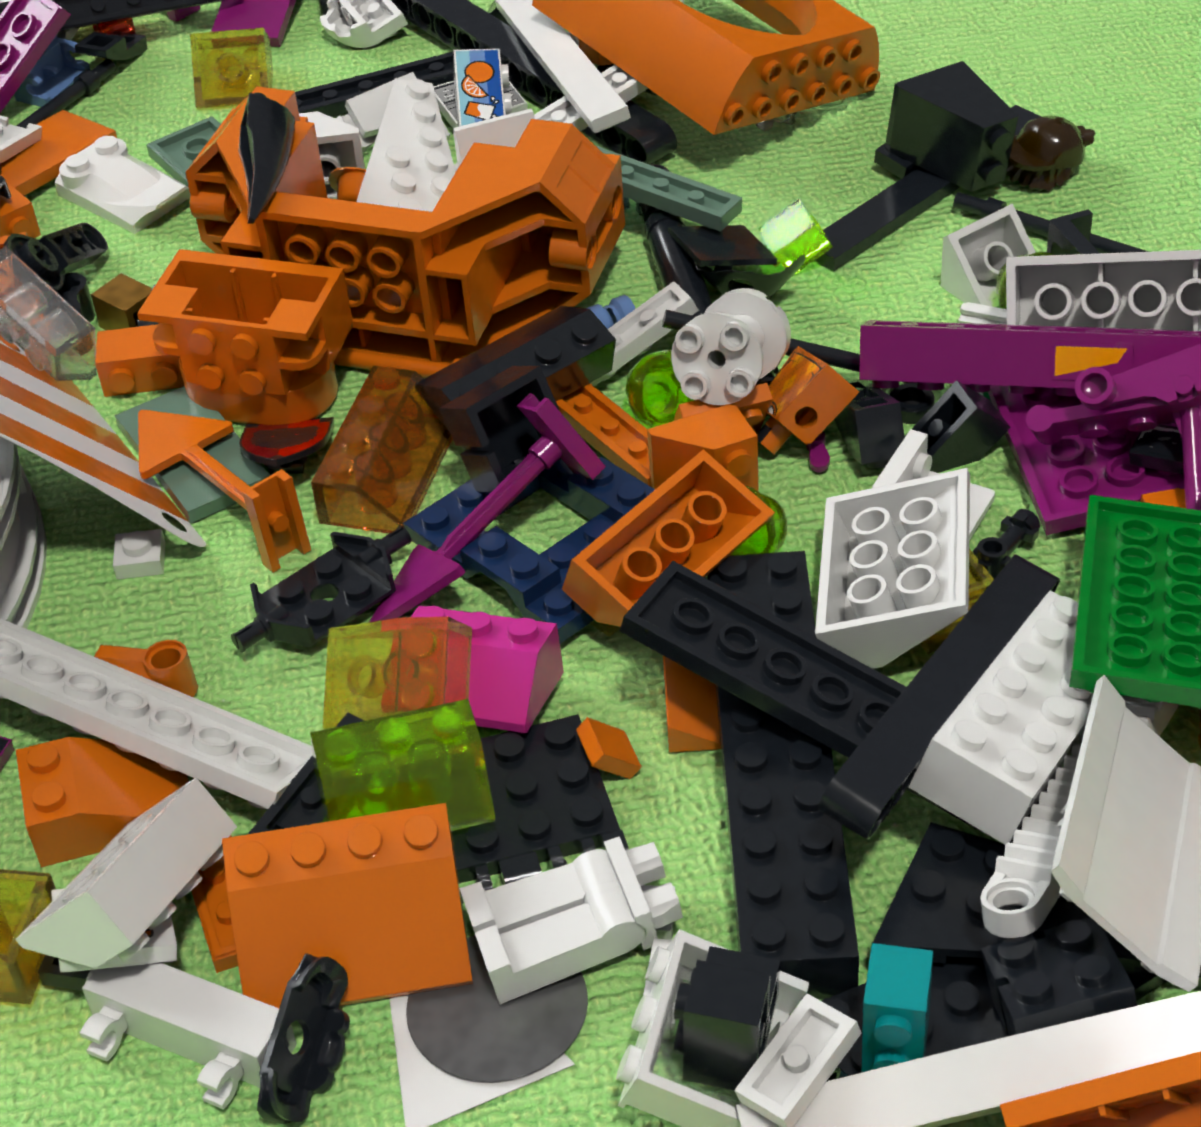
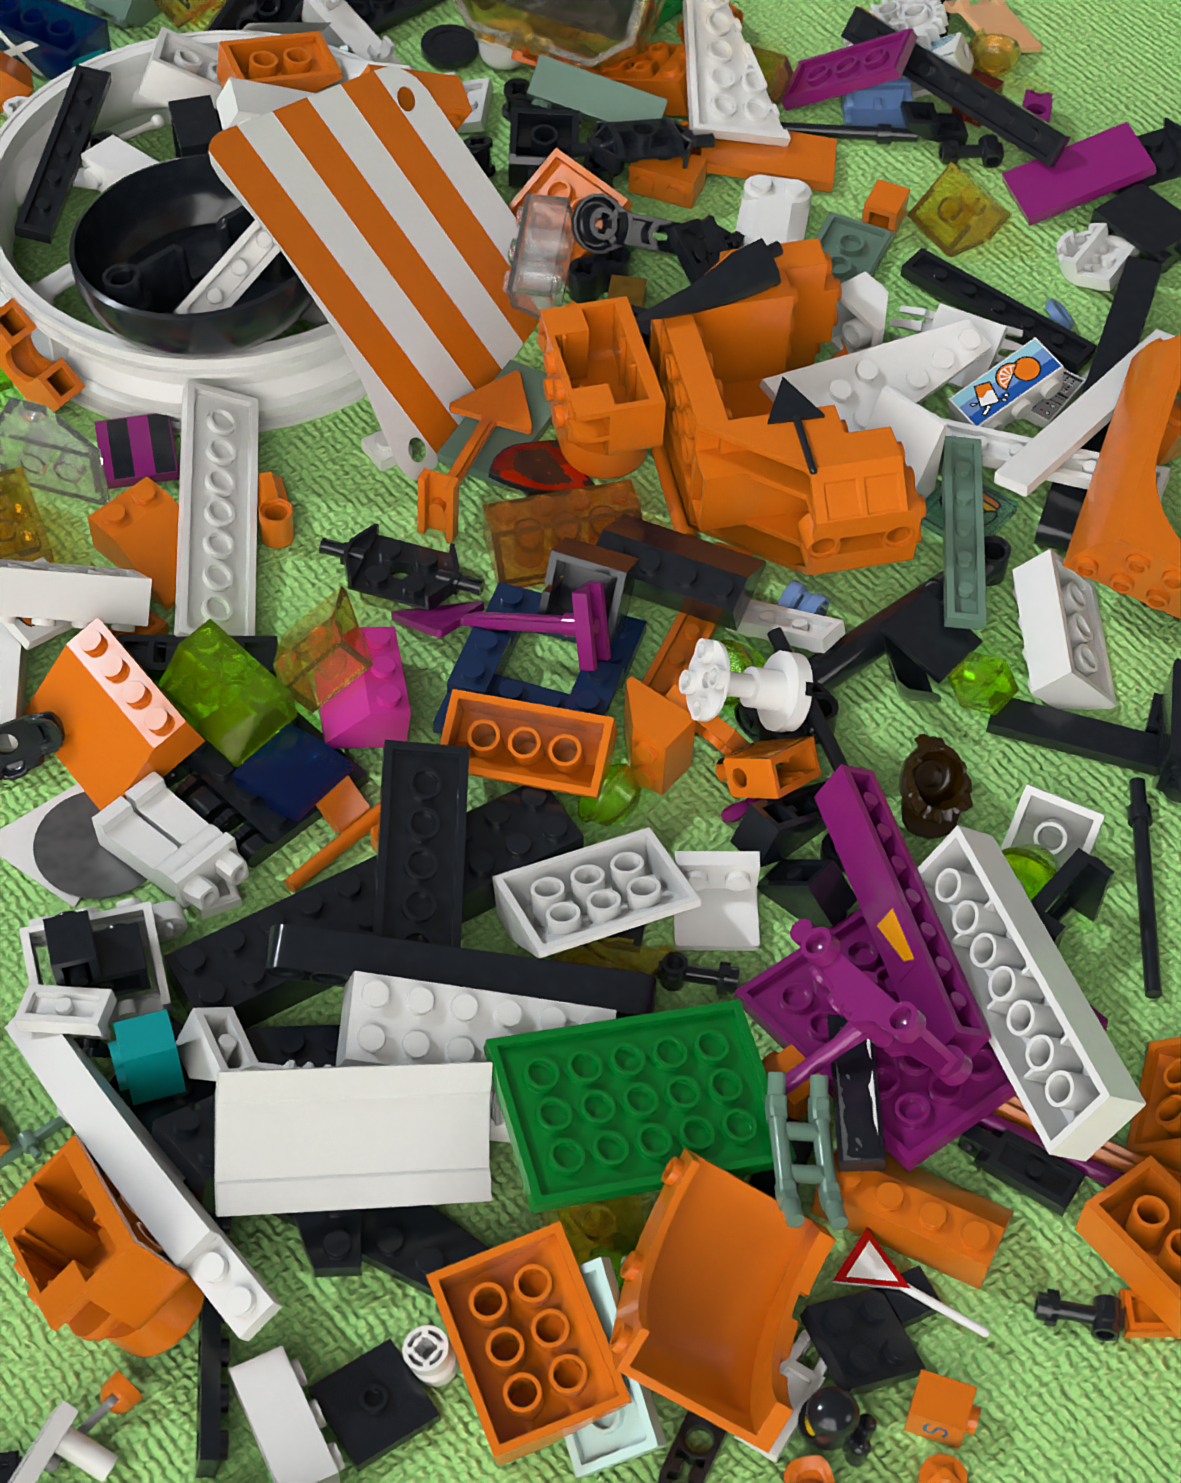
camera: 55 degrees right, 10 degrees up
(122, 229) = (700, 244): none -> black slope
(170, 32) = (987, 149): none -> black bar
(180, 105) = (886, 205): none -> orange brick
(399, 58) = (1059, 313): none -> medium blue piece
(458, 167) = (793, 406): none -> black piece
(548, 763) = (292, 772): none -> clear blue slope
(651, 765) = (333, 850): none -> orange bar
(770, 177) = (1062, 635): none -> white slope
(888, 297) = (933, 788): none -> dark brown hair
(947, 932) = (213, 1043): none -> white slope

